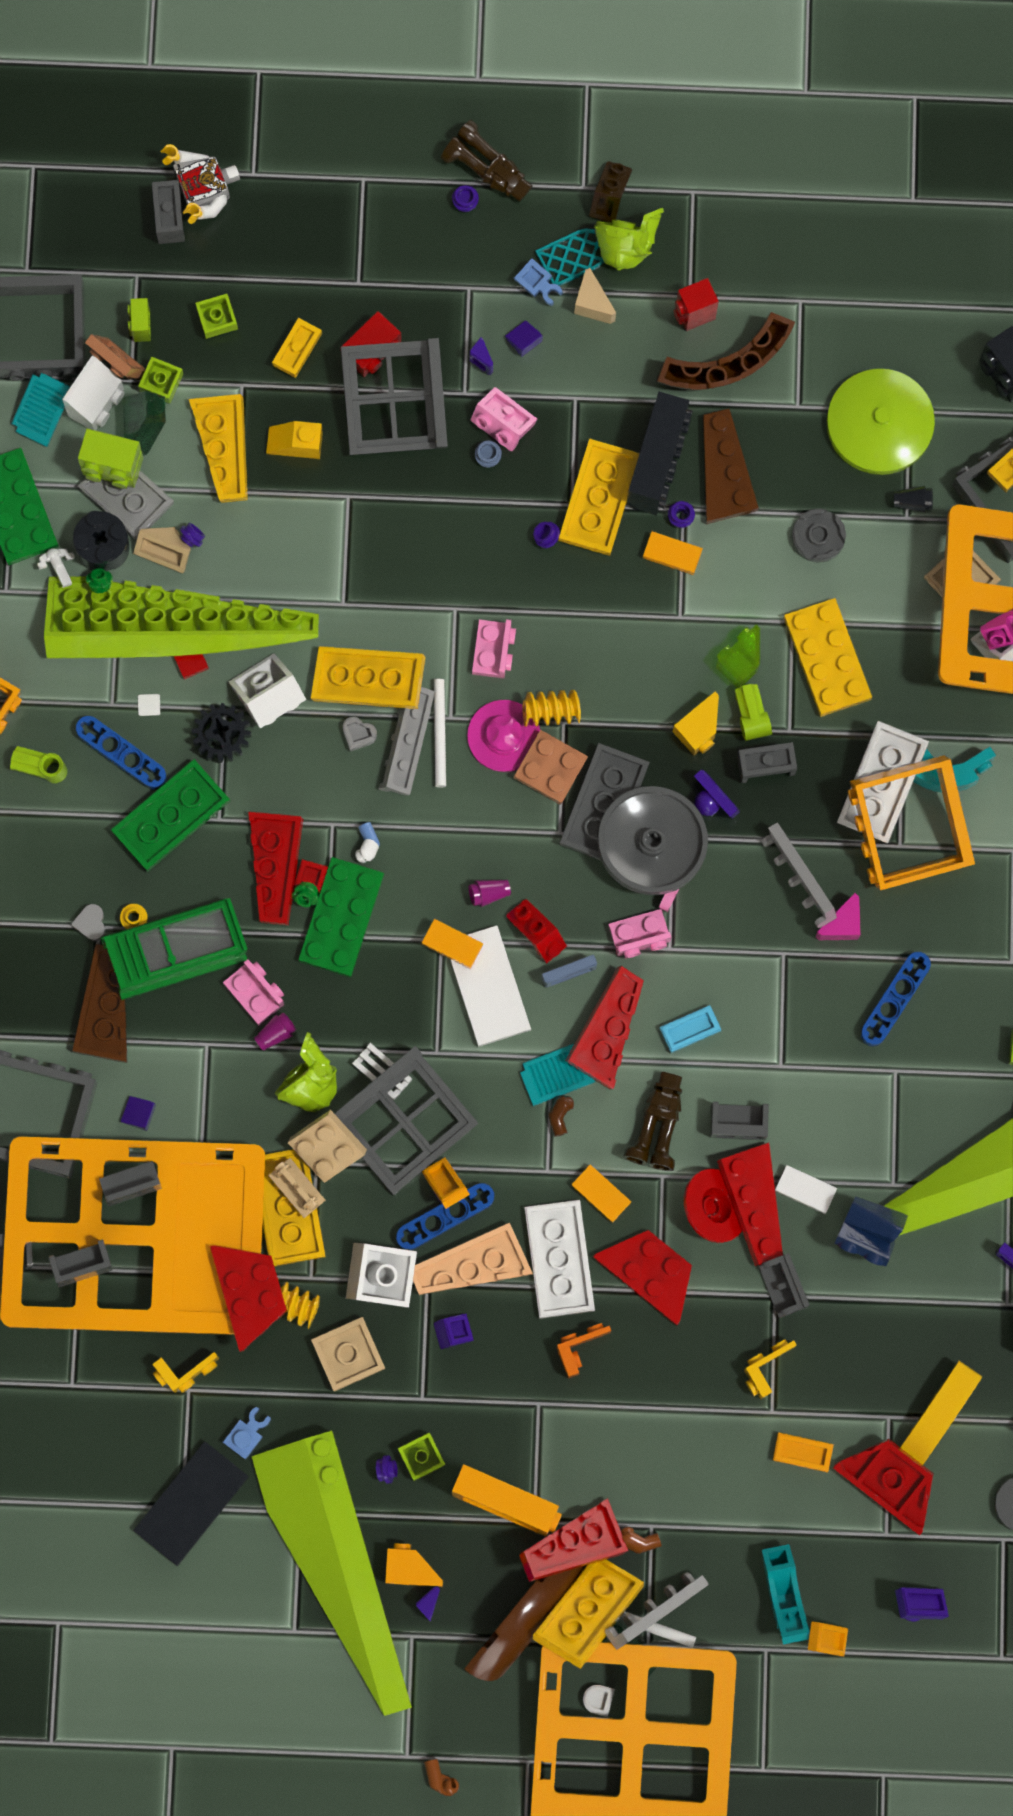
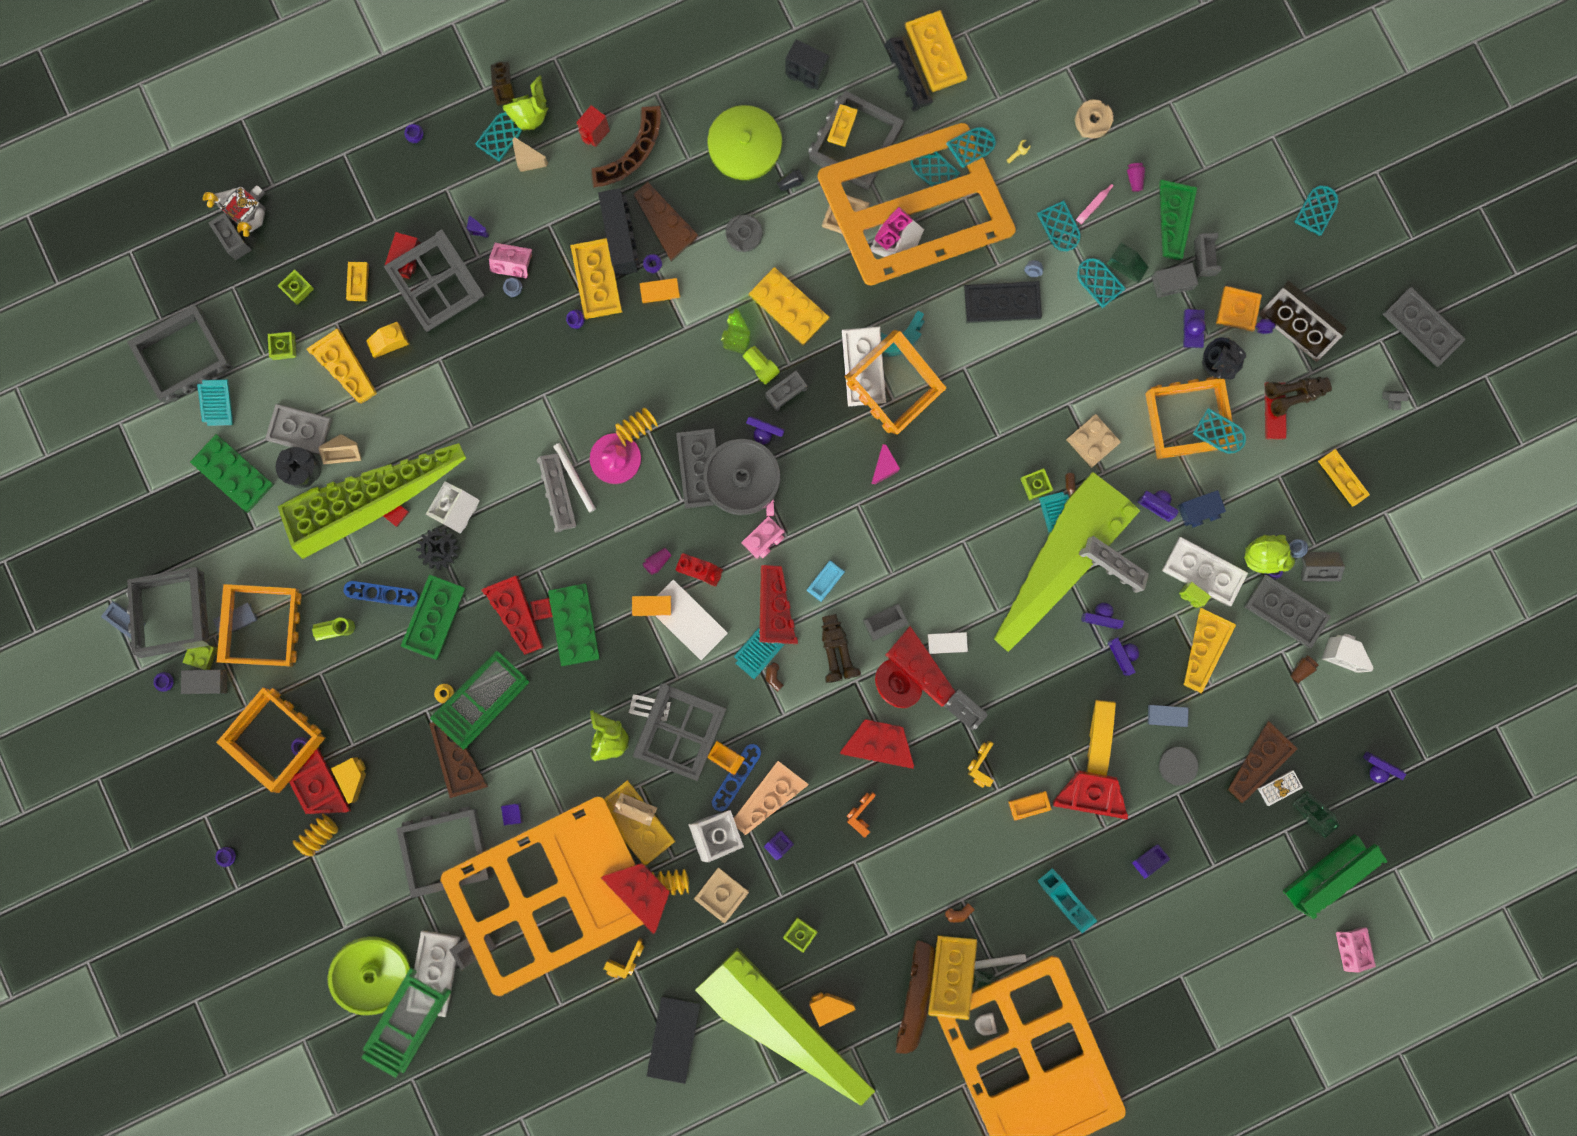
camera: 30 degrees left, 5 degrees up
(54, 556) = (274, 492): white piece -> none
(81, 1264) = (524, 933): dark grey panel -> none
(90, 922) = (419, 711): light grey tile -> none
(93, 395) = (242, 377): white slope -> none
(99, 580) = (309, 493): green plate -> none
(110, 459) = (274, 412): lime piece -> none
(121, 362) = (248, 347): nougat plate -> none
(130, 1183) = (529, 864): dark grey panel -> none
(140, 320) = (248, 314): lime piece -> none
(144, 418) = (284, 377): clear green slope -> none
(148, 704) = (383, 554): white sticker -> none
(192, 535) = (353, 433): dark purple plate -> none
(244, 1436) = (684, 979): medium blue plate -> none
(255, 992) = (544, 700): bright pink bracket -> none
(275, 1031) = (571, 717): magenta cone -> none
(305, 894) = (544, 622): green plate -> none
(327, 1146) = (640, 774): tan plate -> none
(358, 733) = (525, 504): light grey tile -> none
(368, 677) = (511, 466): yellow plate -> none
(370, 844) = (568, 570): white arm -> none
(386, 1469) = (782, 954): dark purple plate -> none
(428, 1602) = (851, 1023): dark purple slope -> none
(438, 1781) = (915, 1128): dark orange arm -> none
(492, 647) = (579, 407): bright pink bracket -> none
(500, 174) = (427, 106): dark brown piece -> none
(506, 1501) = (869, 939): light orange window -> none
(524, 338) = (497, 202): dark purple slope -> none
(535, 280) = (485, 162): medium blue plate -> none
(550, 767) = (654, 463): nougat plate -> none
(559, 1259) = (820, 766): white tile -> none
(569, 971) = (733, 584): sand blue tile -> none
(579, 1543) = (925, 937): wing -> none
(601, 1193) = (824, 711): light orange tile -> none
(656, 1613) = (1002, 939): light grey hinge -> none
(699, 726) = (733, 390): yellow slope -> none
(802, 874) = (845, 450): light grey hinge -> none
(827, 1639) = (1106, 914): light orange tile -> none
(870, 1231) = (1002, 649): dark blue piece -> none
(893, 997) = (940, 496): blue beam -> none

